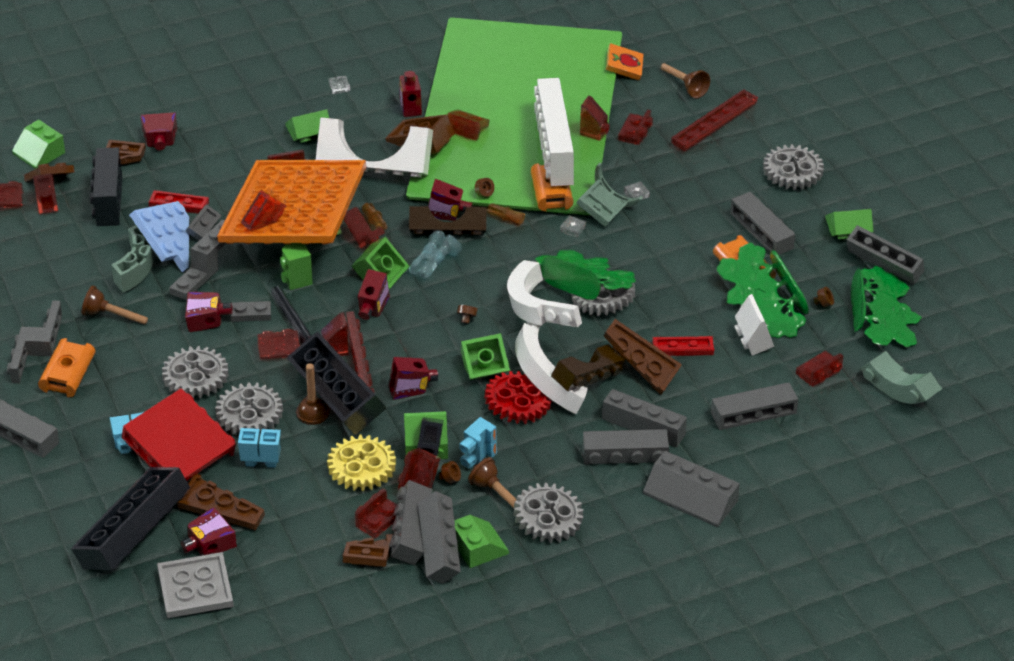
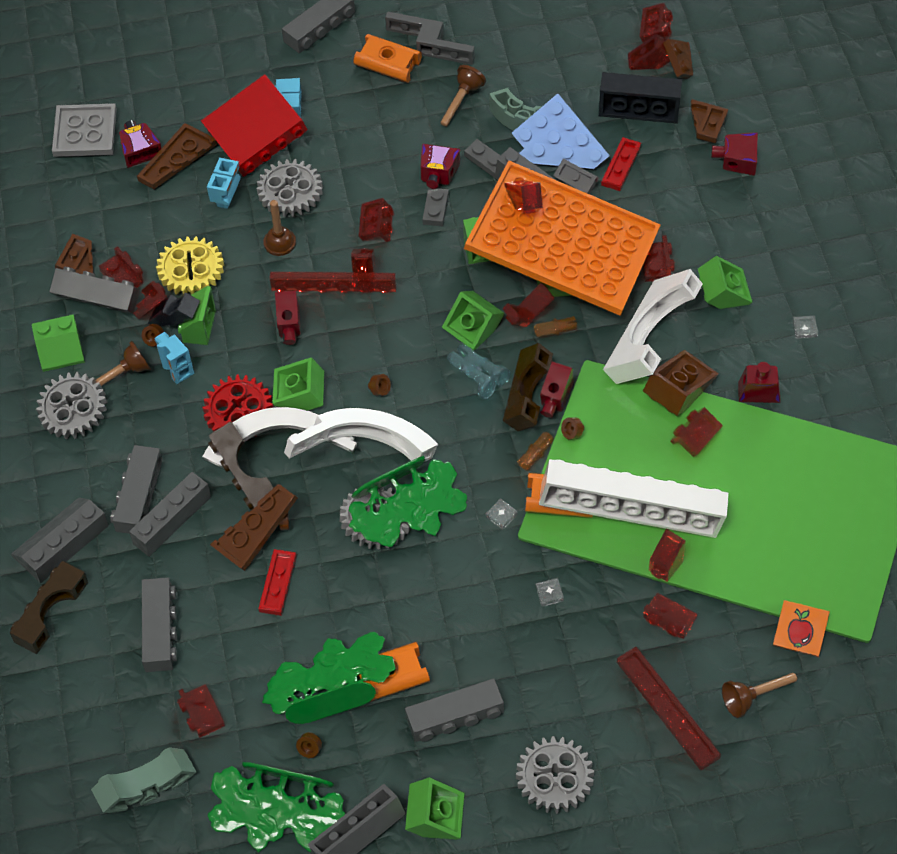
camera: 105 degrees right, 15 degrees up
(39, 144) = (732, 56): bright green slope -> none
(130, 518) = (164, 82): black brick -> none
(195, 371) = (353, 151): light grey gear -> none
(290, 313) = (415, 238): black axle -> none
(337, 383) = (286, 247): black brick -> none
(373, 294) = (419, 302): dark red torso -> none
(439, 537) = (58, 303): dark grey brick -> none
(603, 201) = (528, 547): sand green piece -> none
(752, 327) = (267, 650): white slope -> none
(788, 486) = (64, 584): none -> dark brown arch

